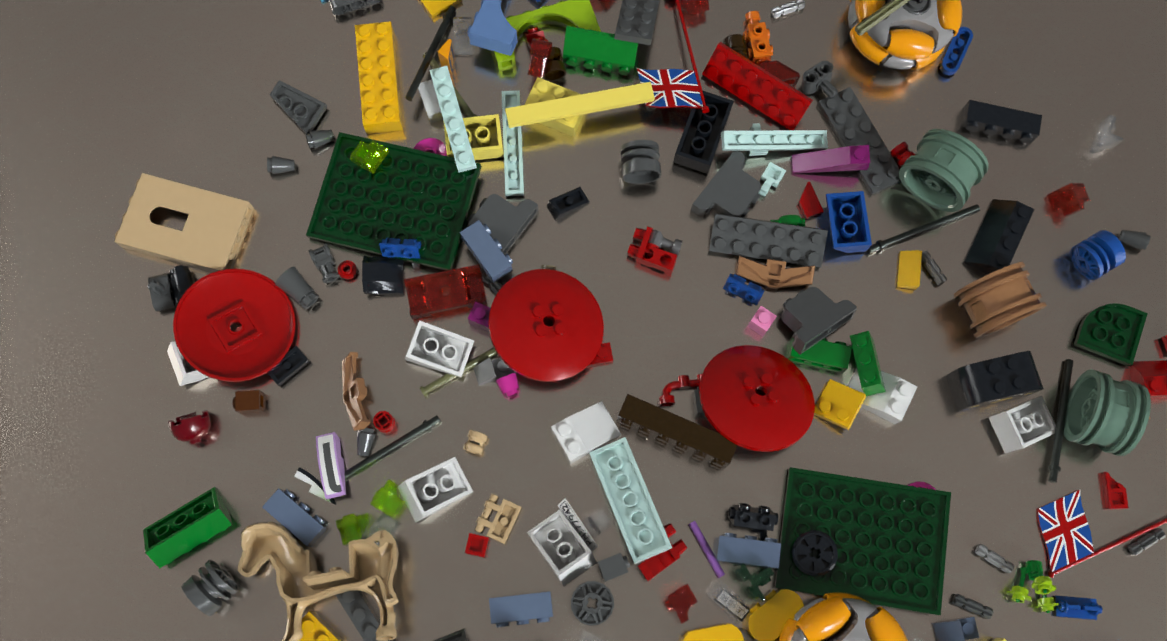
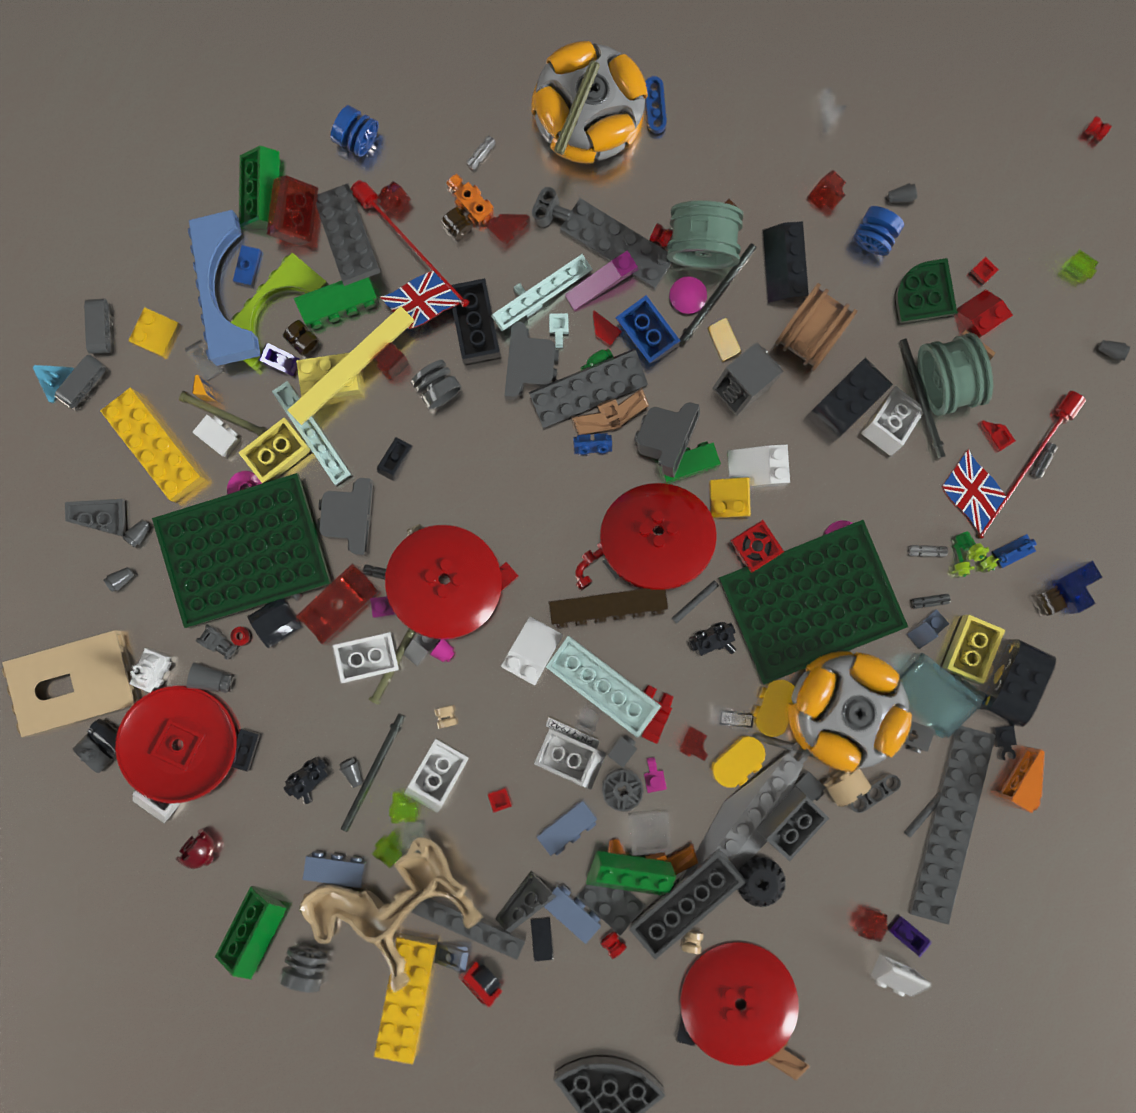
camera: 25 degrees left, 10 degrees up
(249, 402) = (232, 800): reddish brown brick -> none
(254, 251) = (150, 670): none -> white brick
(316, 488) = (336, 834): white sticker -> none
(319, 422) = (304, 780): none -> black brick
(331, 465) = (337, 810): slope -> none
(353, 392) = (316, 738): medium nougat plate -> none
(369, 155) = (194, 525): clear neon green brick -> none
(384, 425) = (361, 746): red wheel -> none
(392, 248) = (283, 587): blue hinge -> none
(447, 18) = (178, 350): pearl dark grey bar -> none
(453, 119) = (246, 447): light aqua plate -> none
(487, 251) = (352, 548): sand blue brick -> none
(503, 522) = (509, 767): tan plate -> none
(519, 66) = (278, 359): none -> slope
(534, 32) = (271, 323): red slope -> none
(539, 52) = (285, 337): clear red piece -> none
(615, 122) = (391, 361): none -> clear red brick
(626, 613) = (654, 778): none -> dark pink plate
(650, 250) = (492, 460): red hips -> none
(706, 549) = (689, 686): medium lavender bar -> none
(749, 551) = (725, 668): sand blue brick -> none
(753, 581) = (745, 686): clear green bracket -> none
(755, 476) = (694, 602): none -> dark grey bar
(757, 86) = (497, 250): red plate -> none
(762, 321) = (624, 464): bright pink brick -> none
(811, 565) = (783, 649): black wheel -> none
(838, 459) = (756, 547): none -> red piece
(867, 363) = (734, 449): green brick -> none
(898, 215) = (688, 295): none -> dark pink dish
(913, 308) = (747, 378): none -> dark grey brick
(933, 268) = (744, 326): light grey axle -> none
(1001, 121) = (731, 151): black brick -> none

